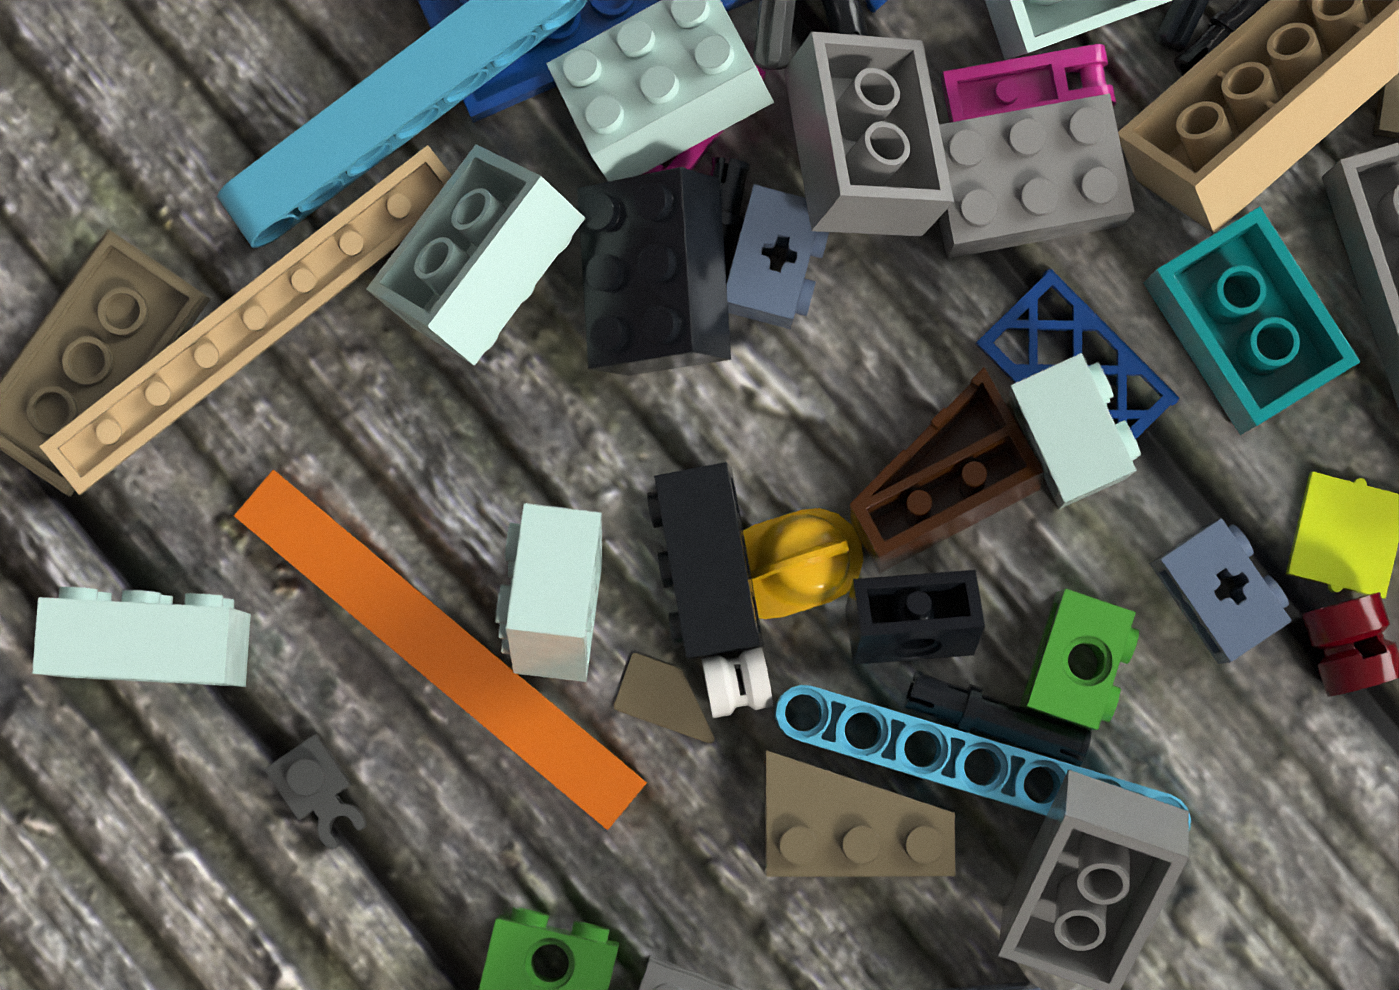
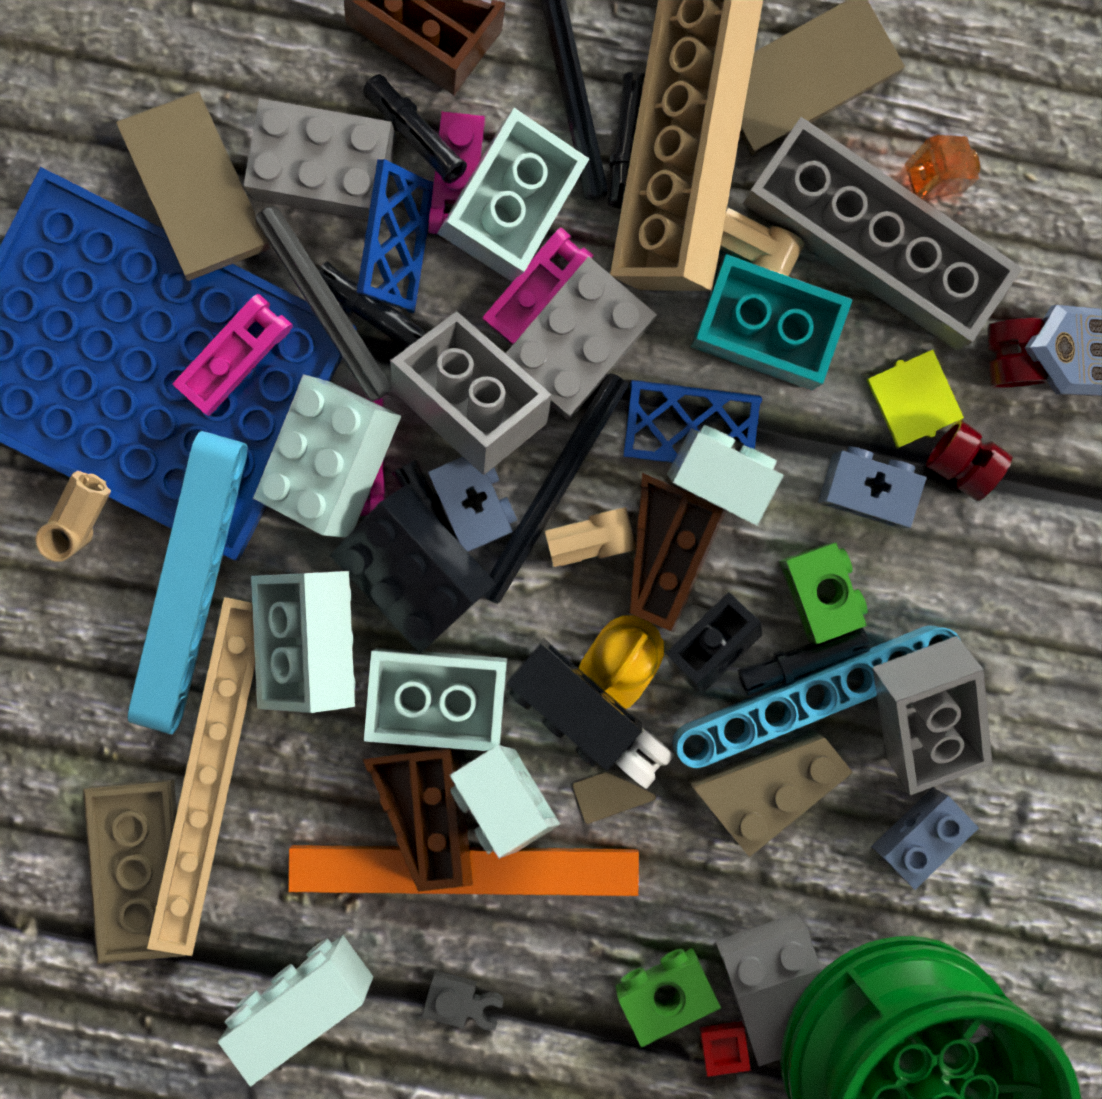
camera: 35 degrees left, 5 degrees up
(452, 547) = (425, 815): none -> reddish brown wedge
(564, 428) = (435, 699): none -> light aqua brick
(875, 314) = (555, 485): none -> black axle
(886, 406) = (600, 536): none -> tan piece
(1302, 224) = (763, 246): none -> tan piece

